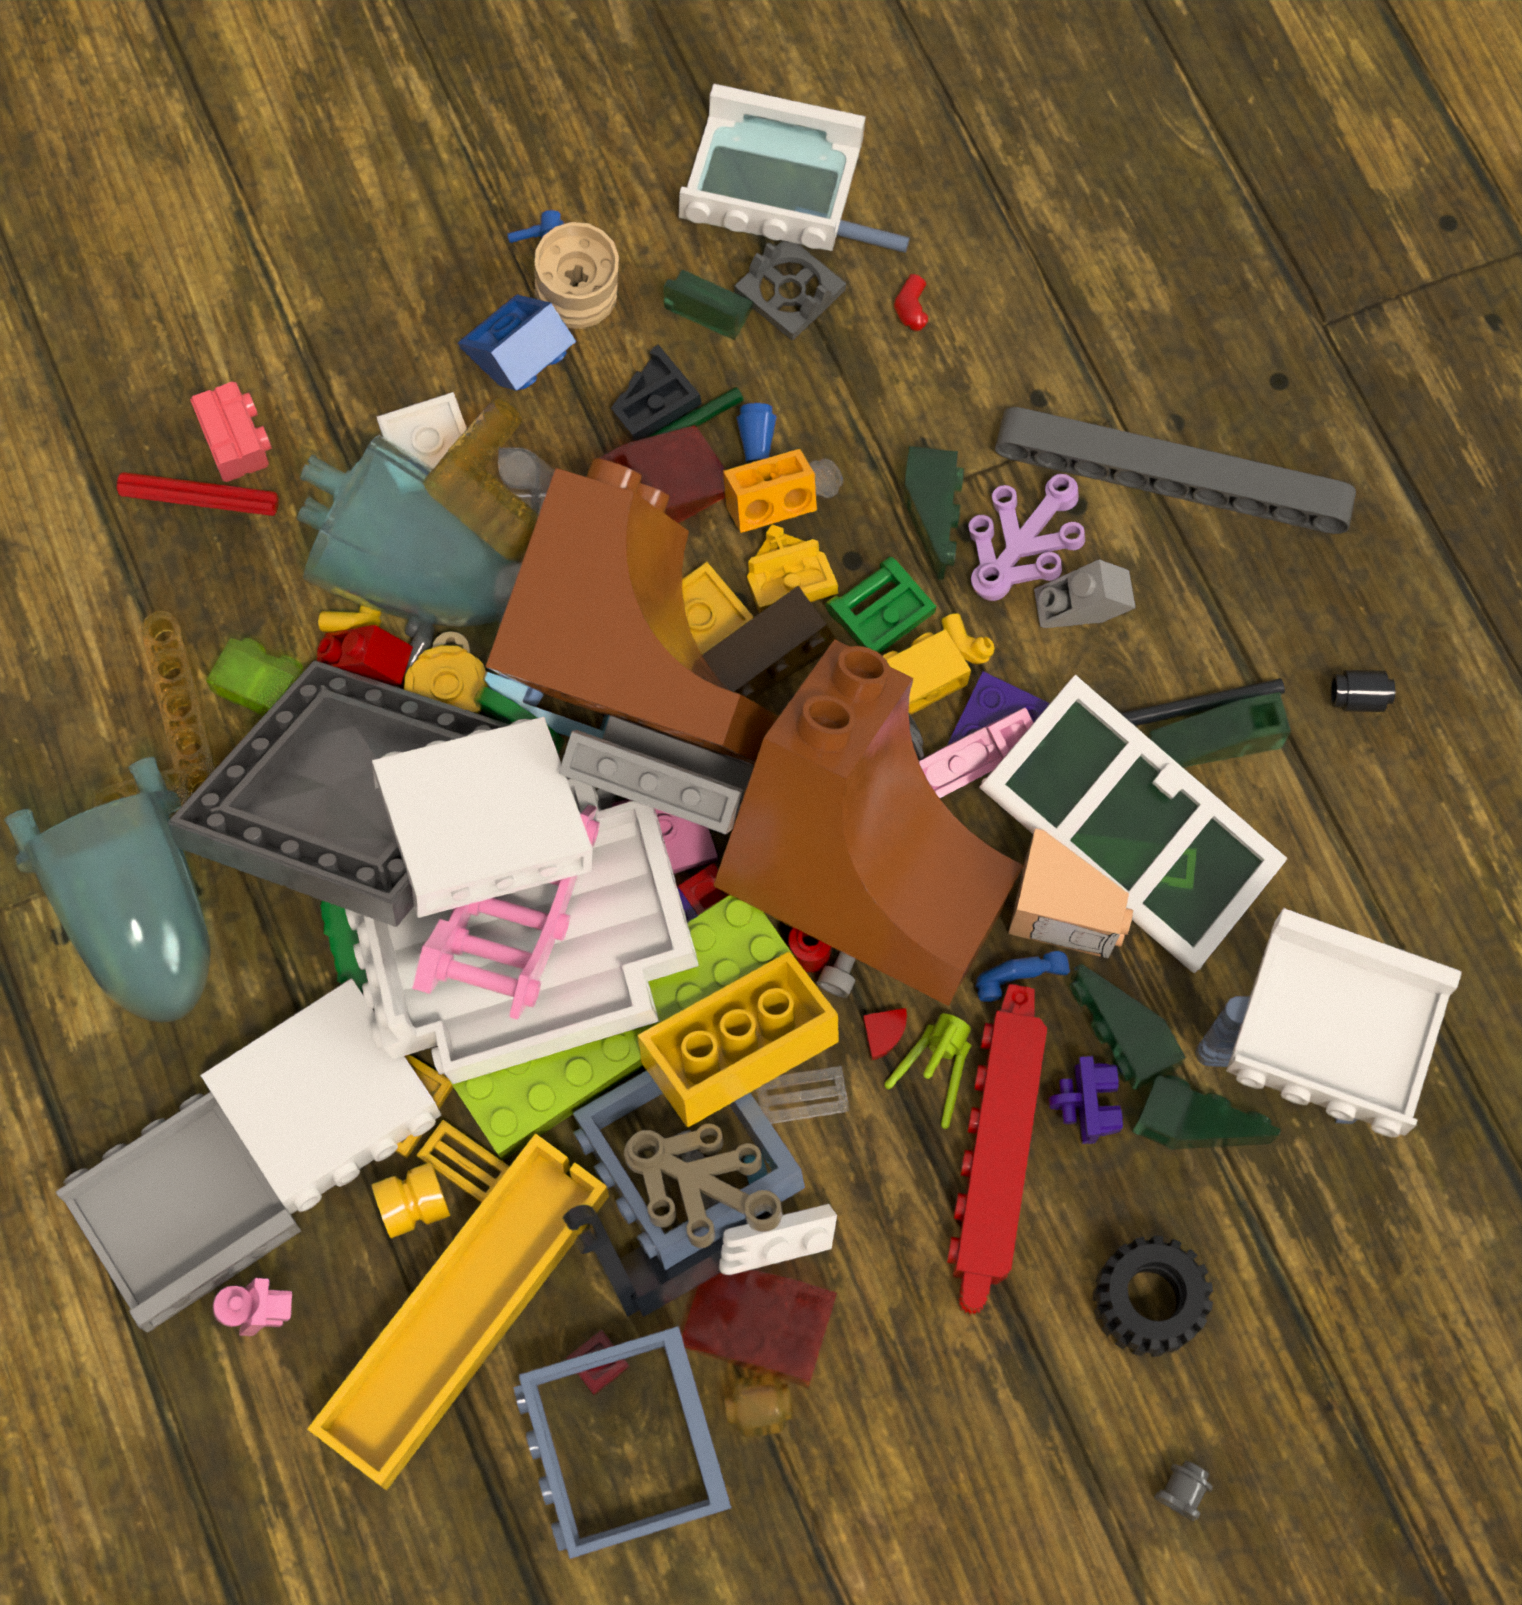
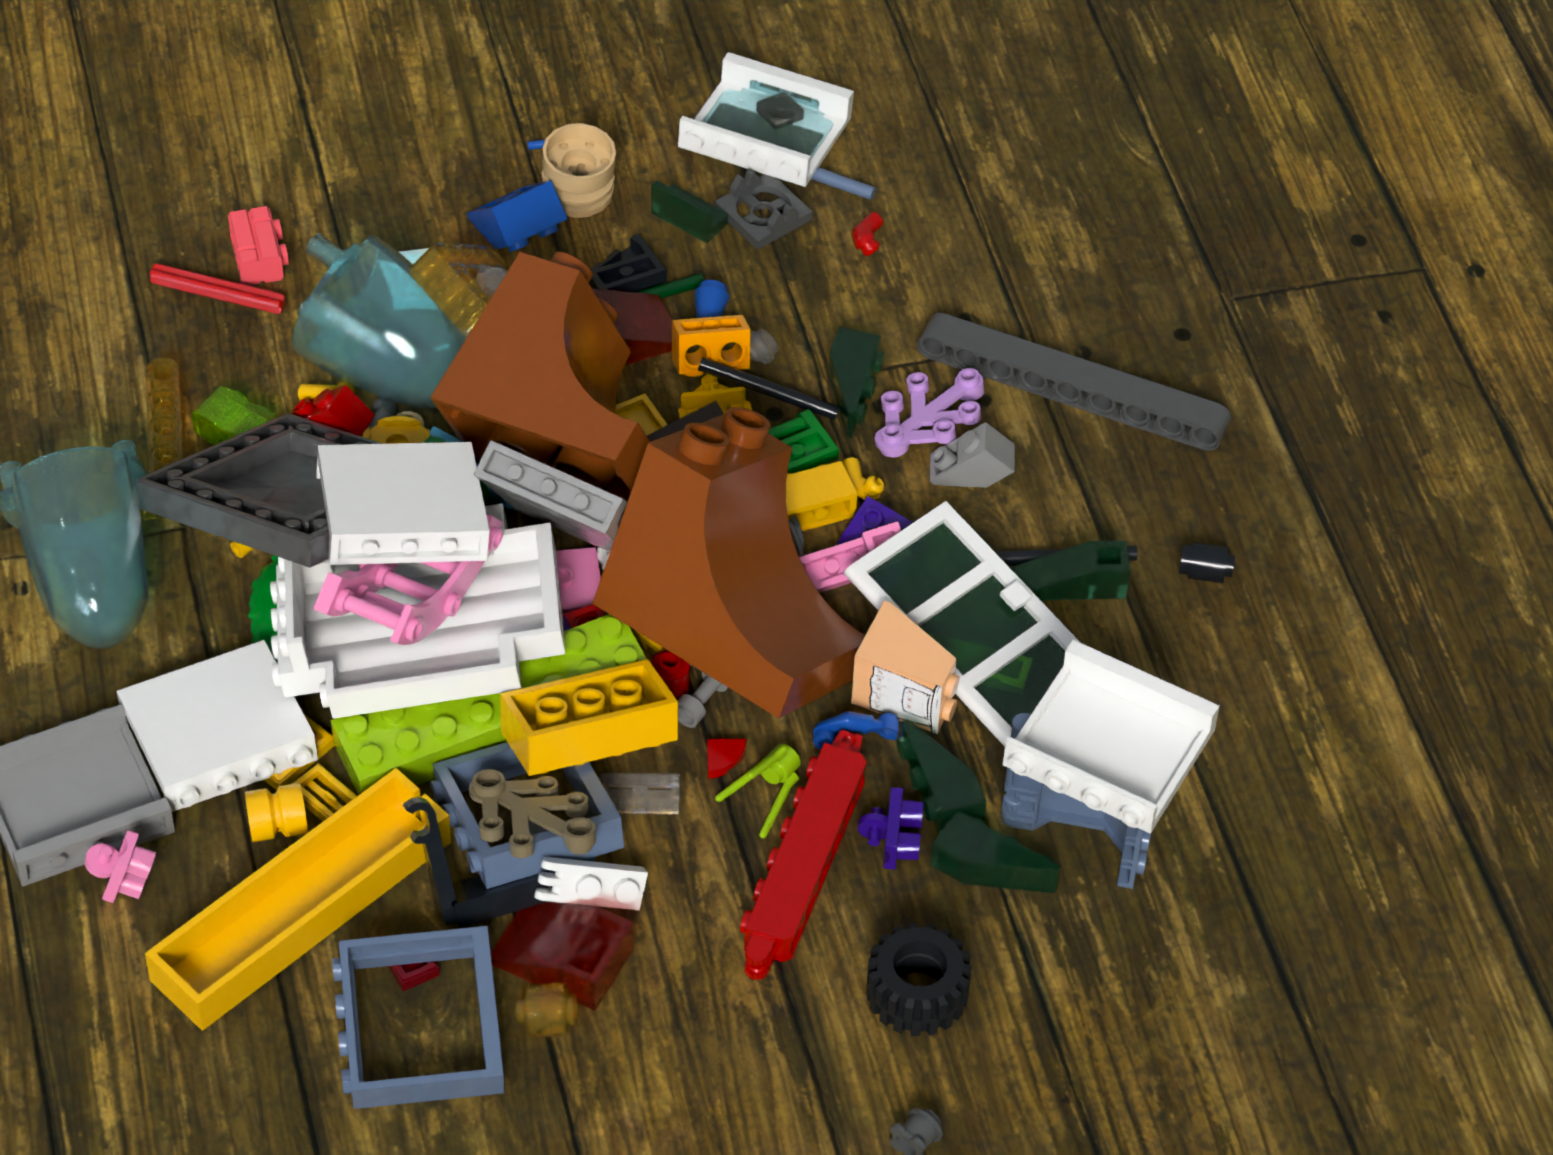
camera: 10 degrees right, 20 degrees down
(784, 150) = (780, 110): none -> clear smoke tile
(843, 536) = (768, 388): none -> black bar

